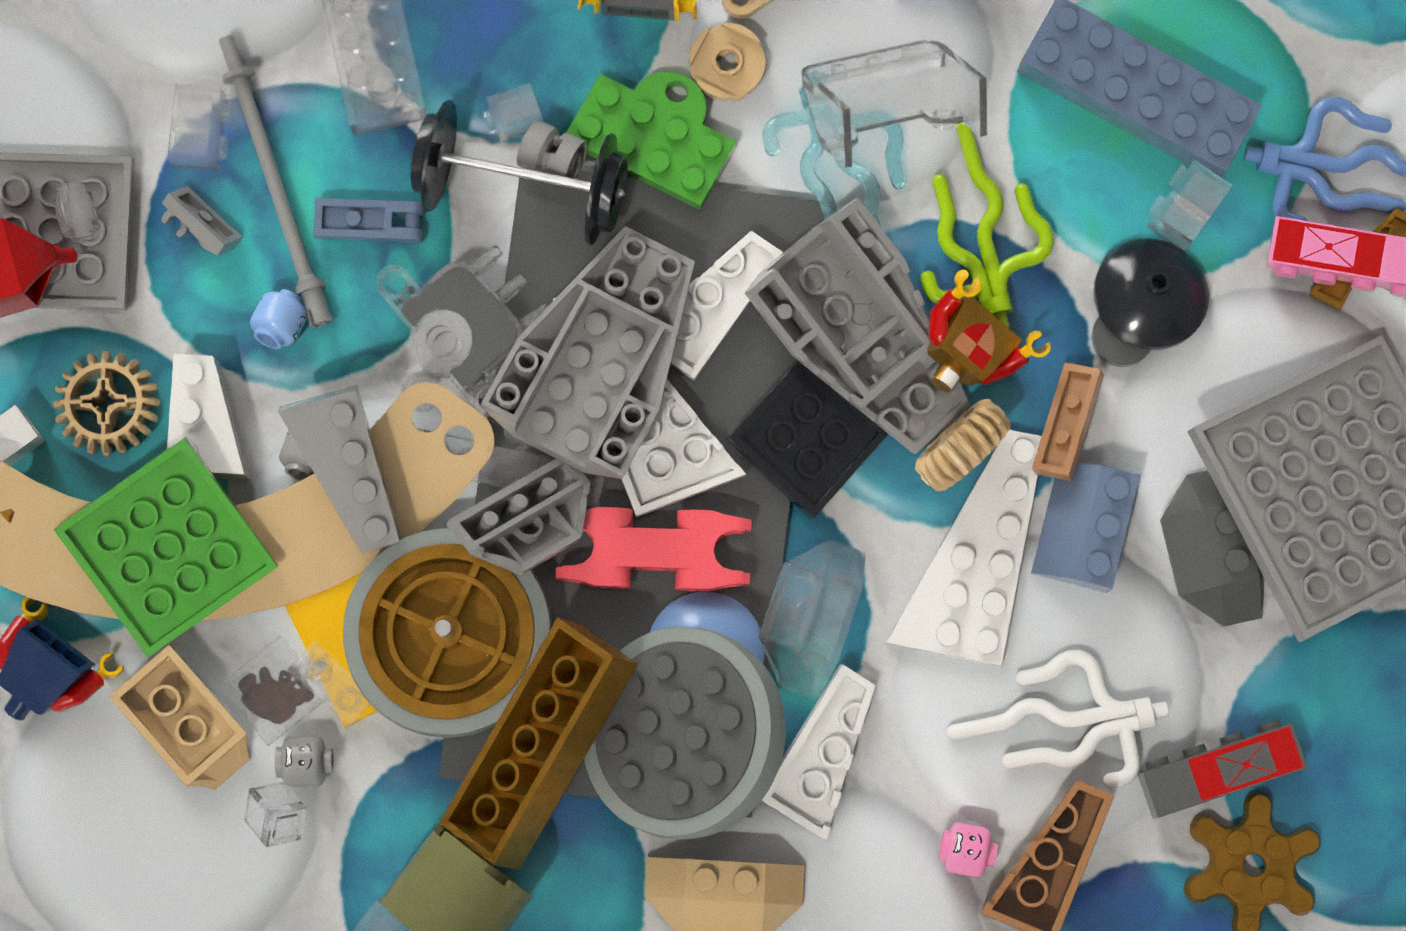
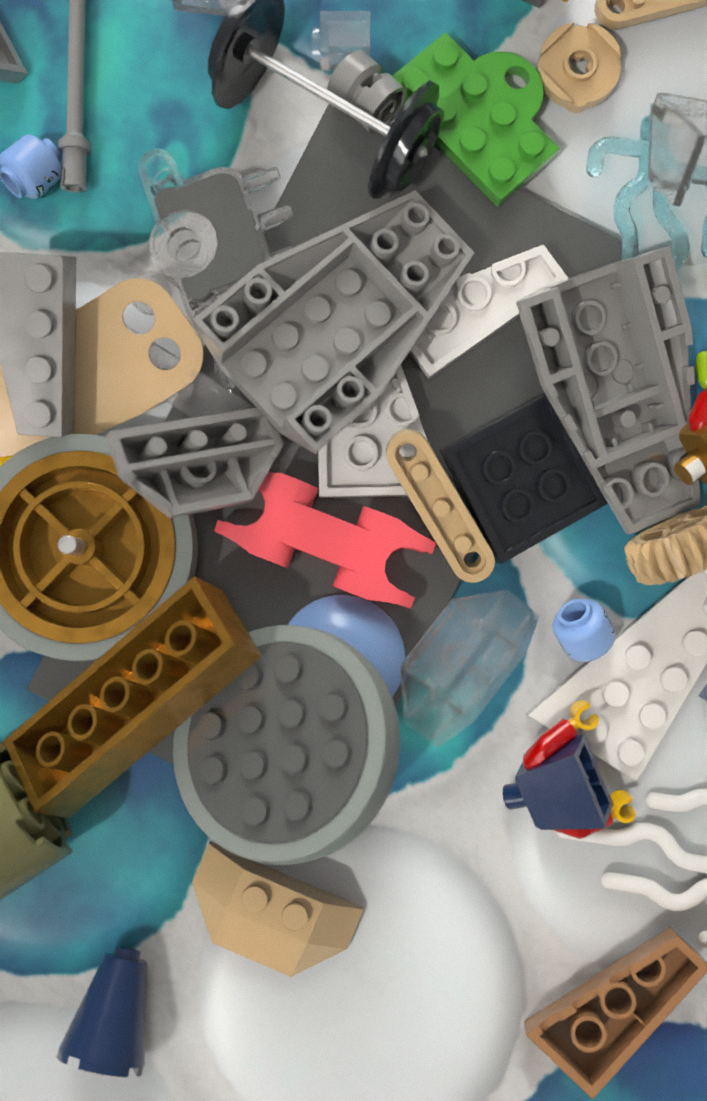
camera: 25 degrees right, 5 degrees up
(367, 220) = (156, 99): sand blue plate -> none
(743, 487) = (440, 506): none -> tan plate
(820, 754) = (425, 804): white wing -> none
(906, 549) = (583, 630): none -> light blue head
(937, 688) = (564, 783): none -> dark blue torso
(967, 850) = (535, 957): bright pink head -> none

